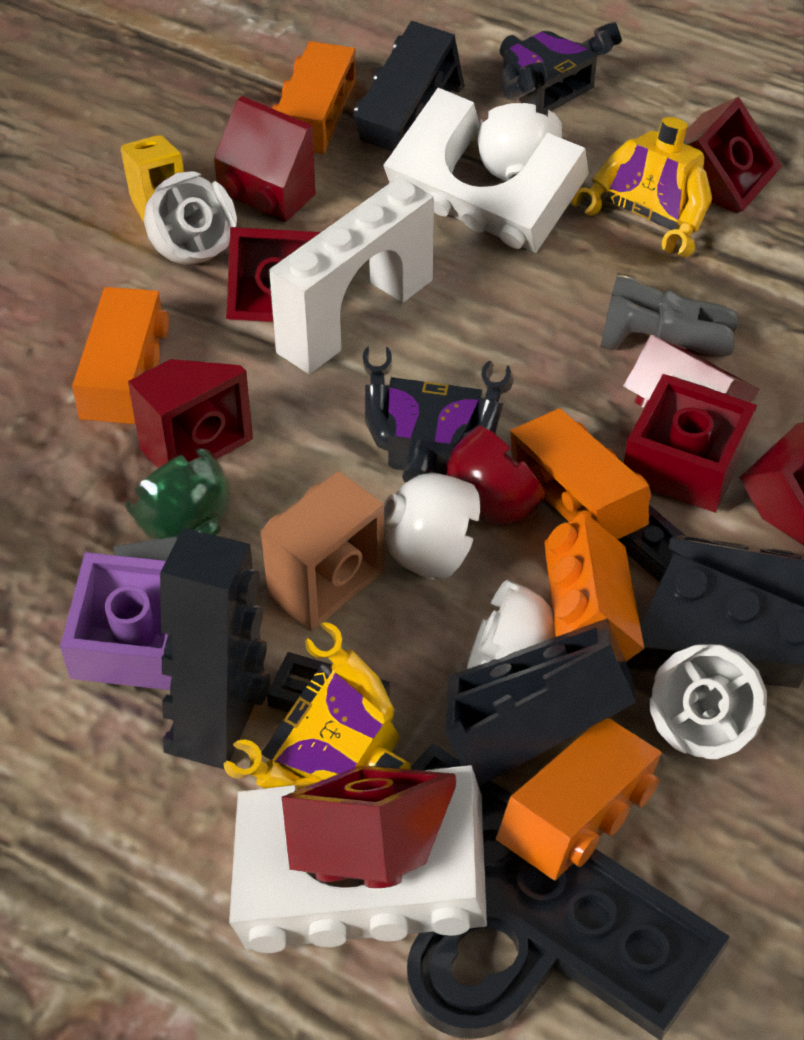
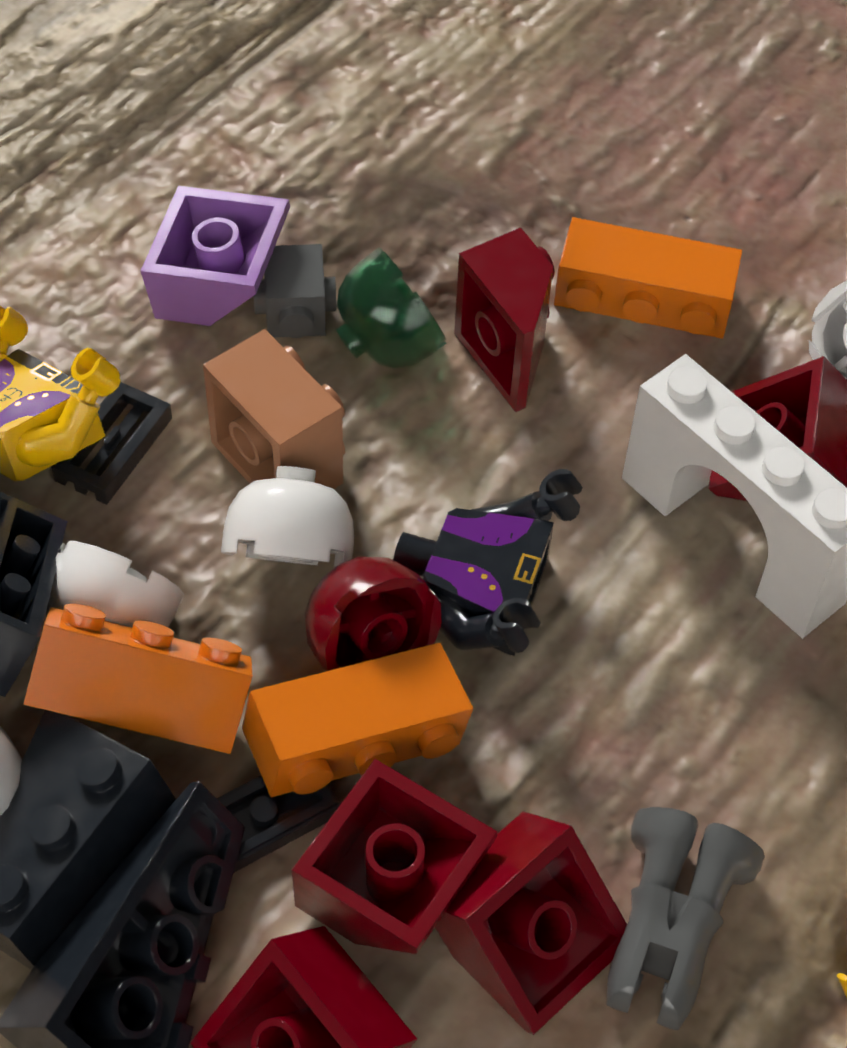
camera: 95 degrees right, 5 degrees up
(210, 646) = (124, 278): black wedge -> none

